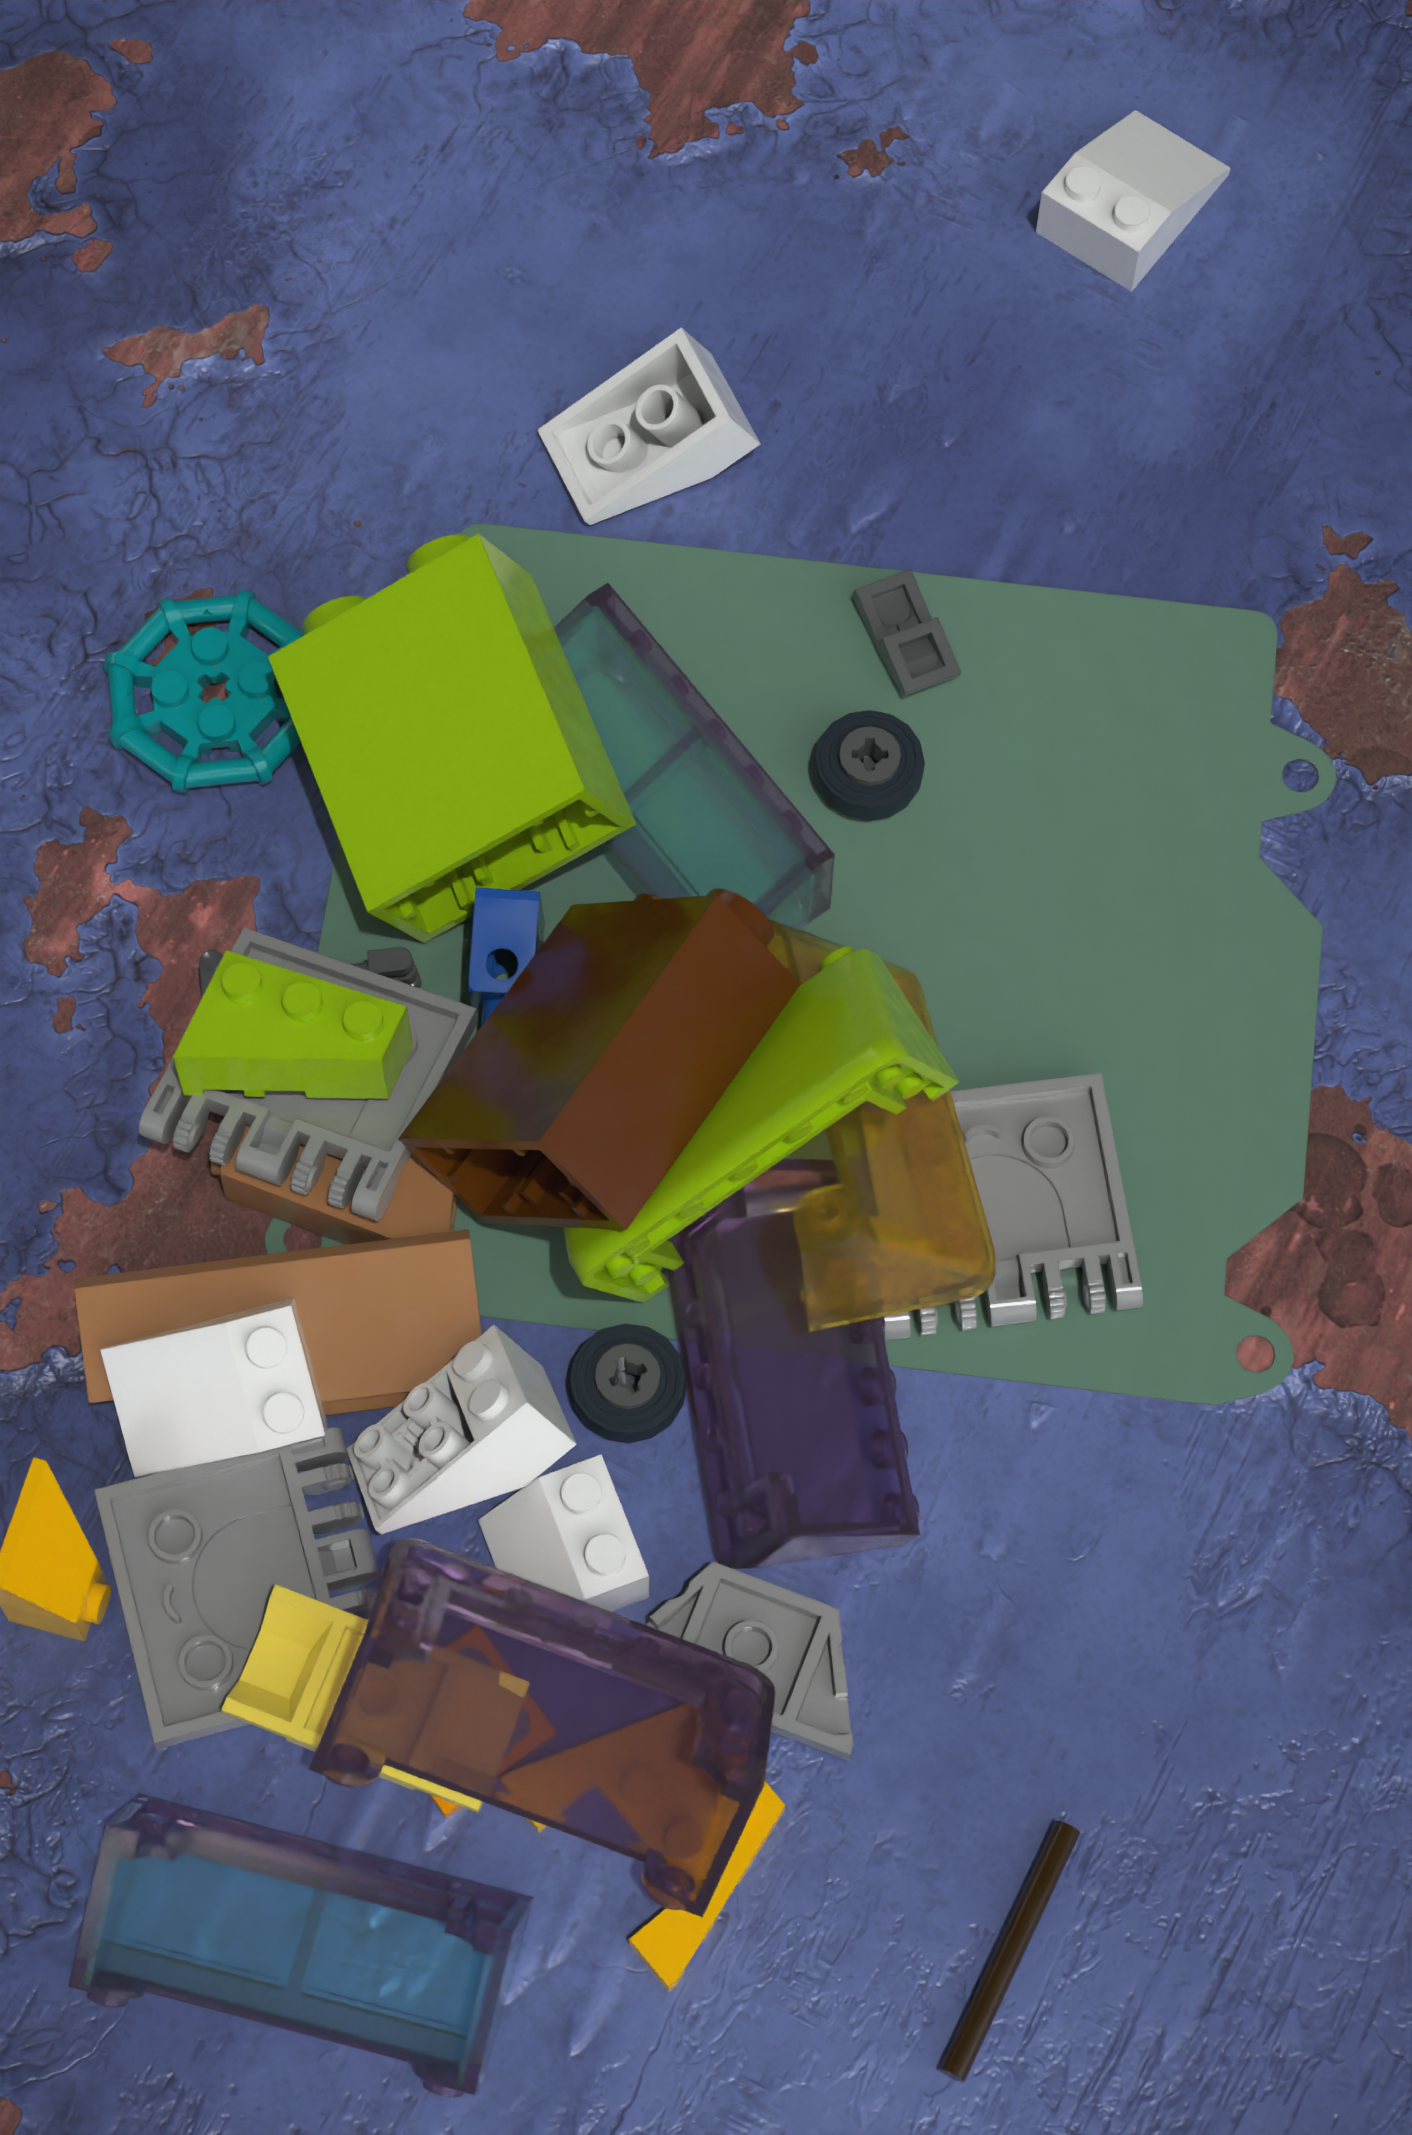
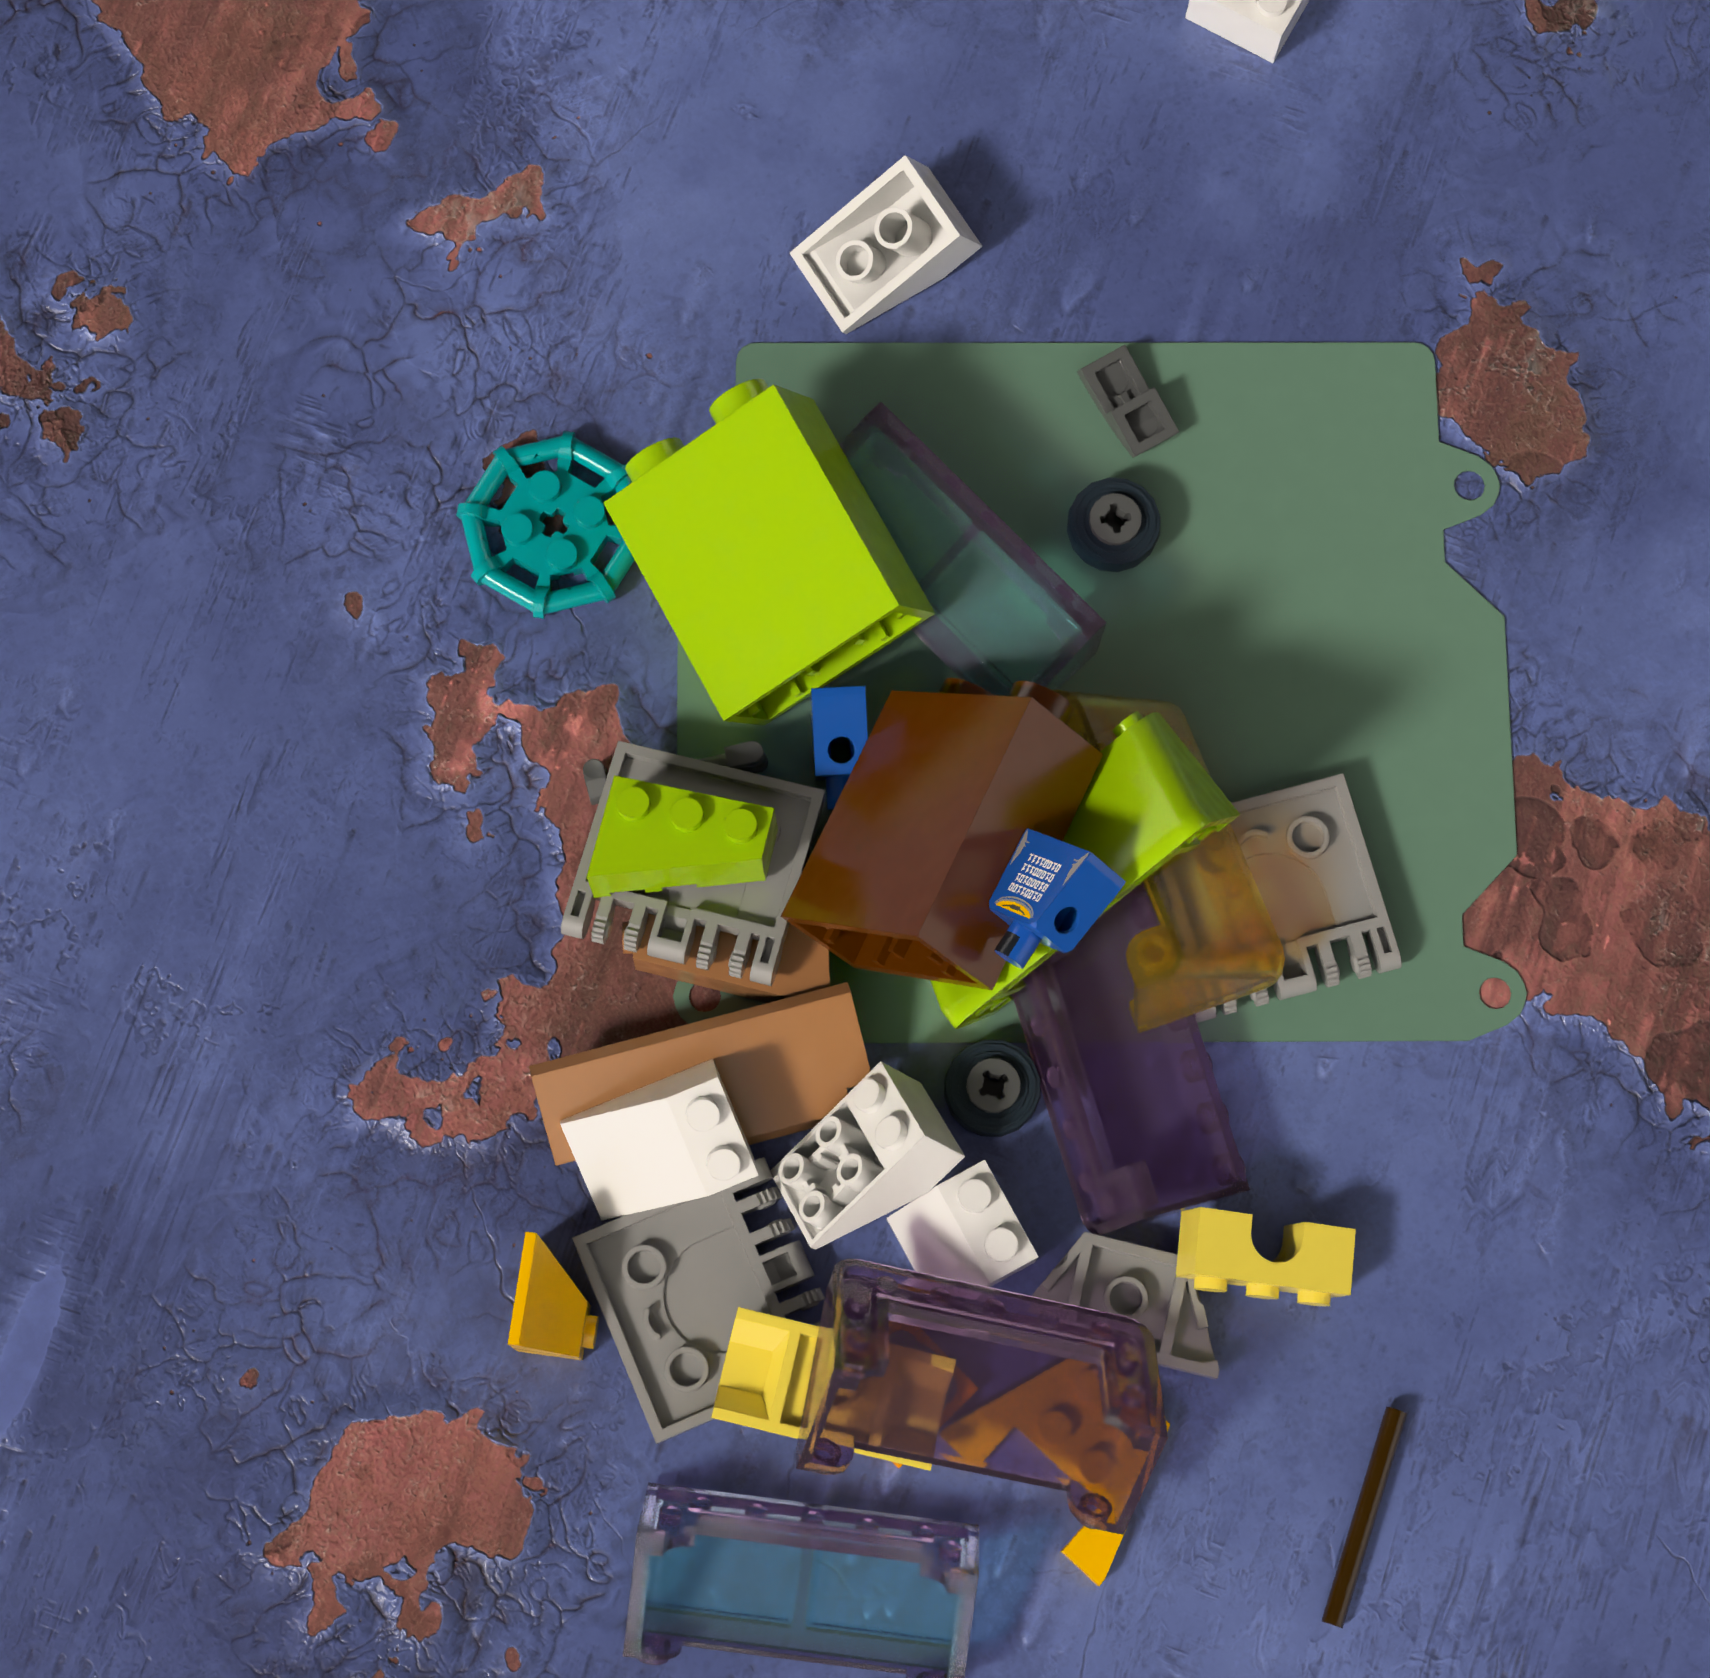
camera: 10 degrees left, 10 degrees up
(706, 1122) = (1050, 896): none -> blue torso
(872, 1604) = (1219, 1251): none -> light yellow arch

